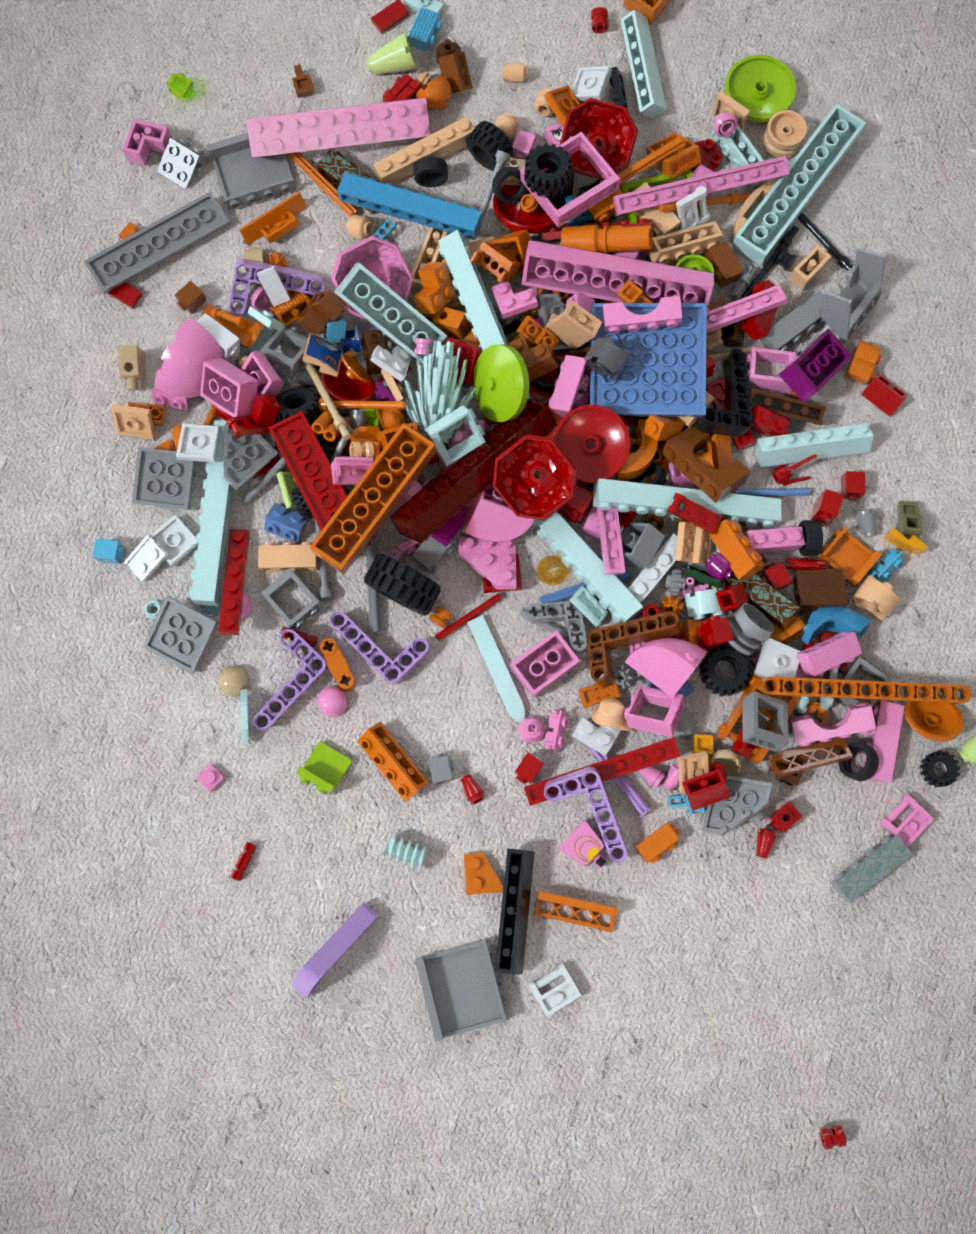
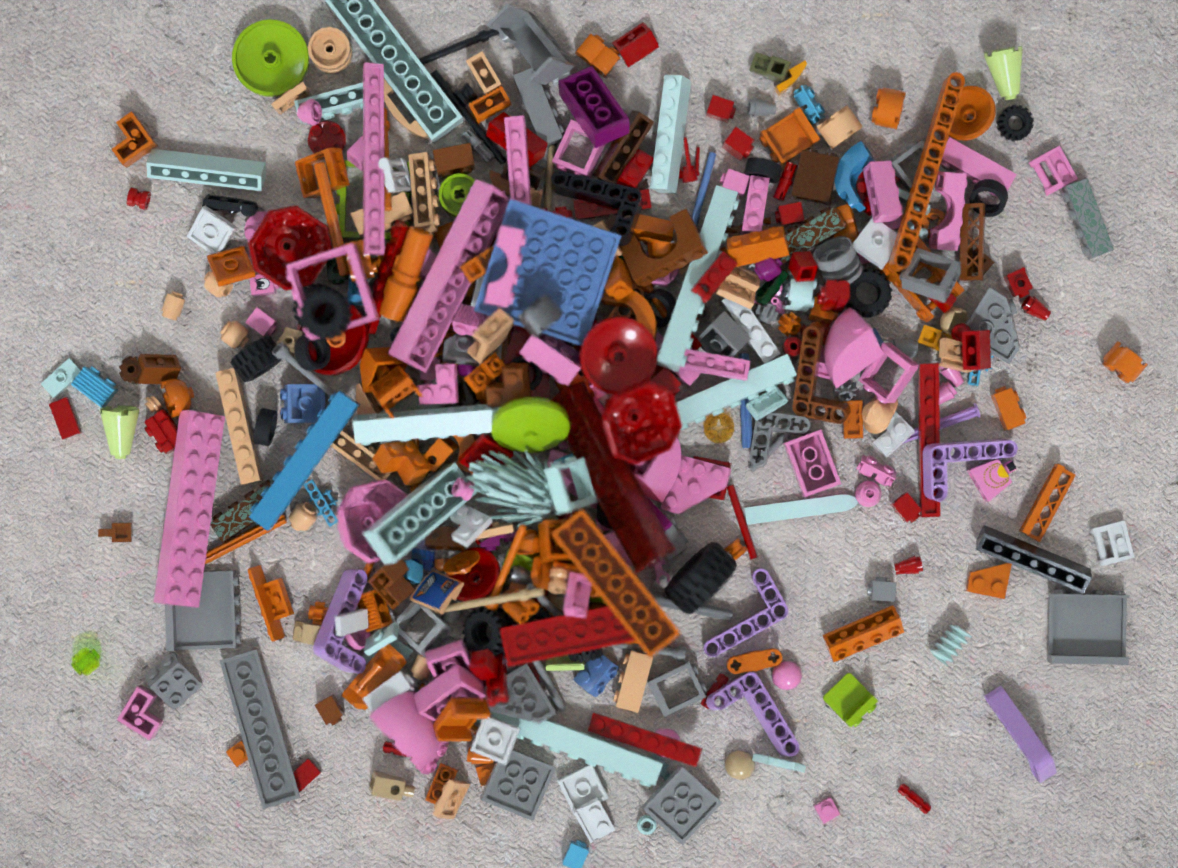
camera: 75 degrees left, 10 degrees up
(208, 403) = (458, 718): none -> orange panel
(462, 192) = (301, 403): none -> medium blue plate
(741, 947) = (1124, 362): none -> orange brick
(782, 275) = (489, 104): none -> orange brick
(790, 516) = (735, 181): none -> bright pink brick
(911, 639) = (889, 108): none -> orange brick

